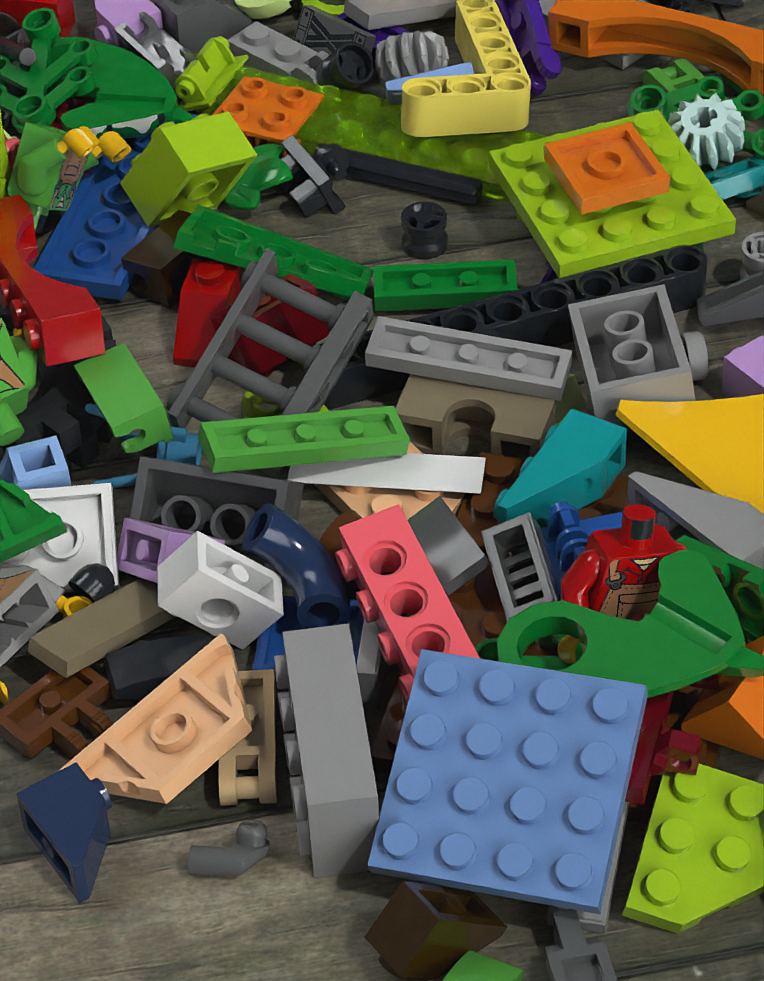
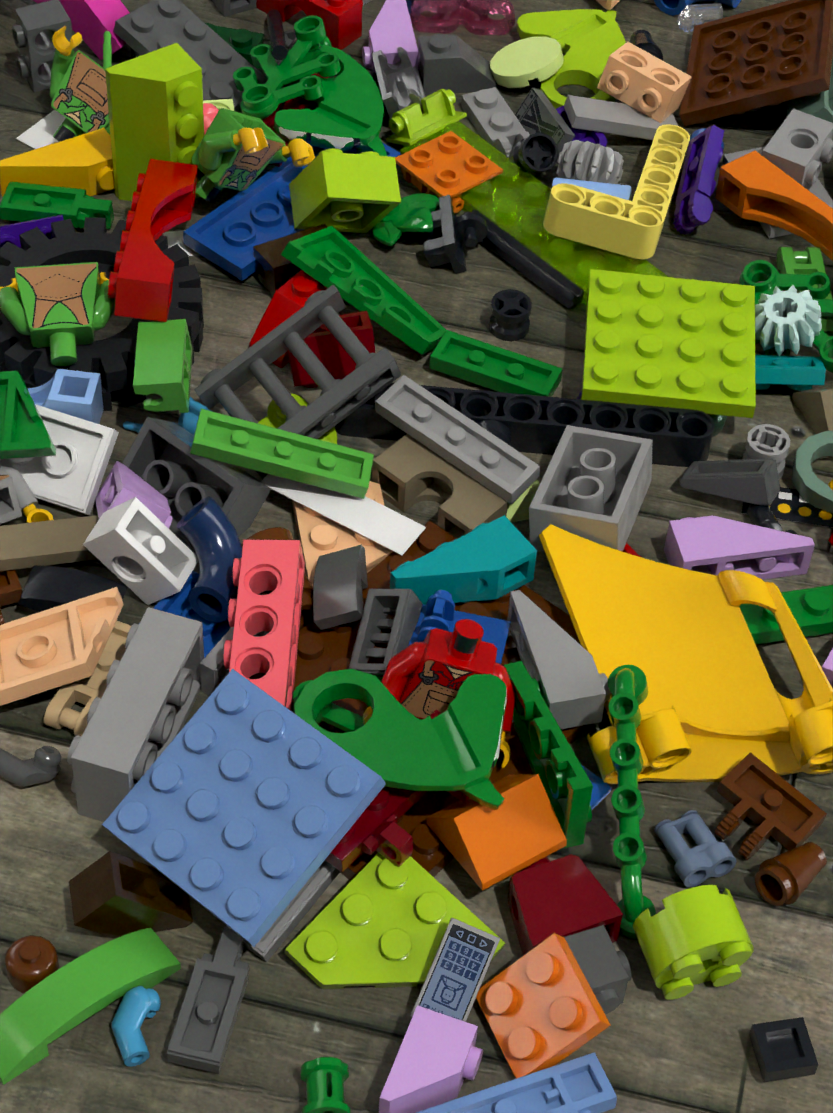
camera: 20 degrees right, 5 degrees up
(93, 582) = (62, 503): black hinge -> none
(606, 168) = (667, 321): orange plate -> none
(696, 354) = (653, 509): light grey tile -> none

